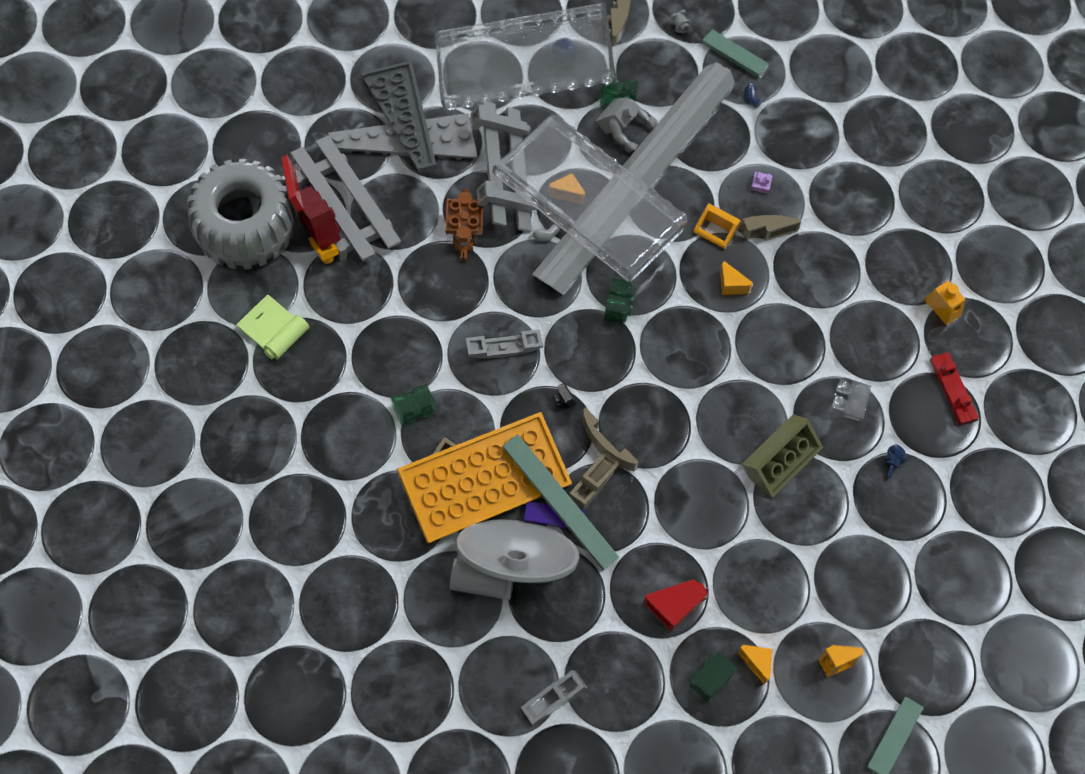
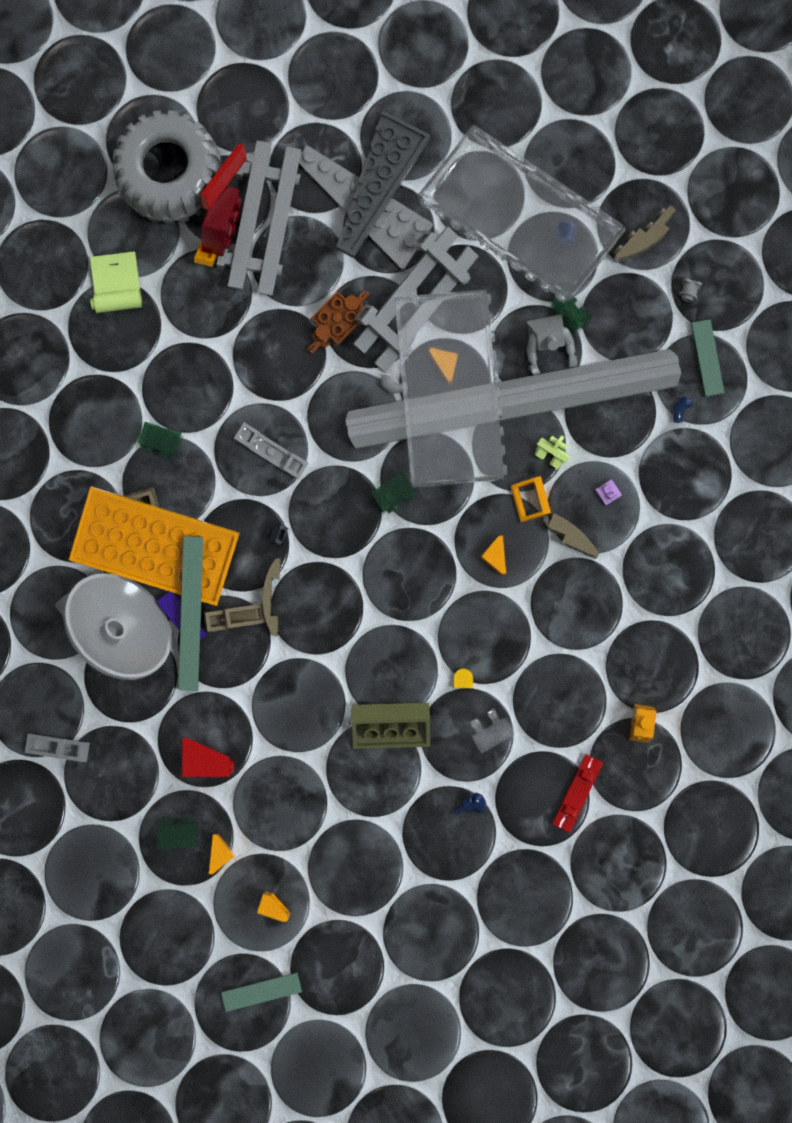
camera: 45 degrees right, 20 degrees up
(691, 186) = (559, 455): none -> yellowish green hips
(797, 381) = (463, 679): none -> yellow tile

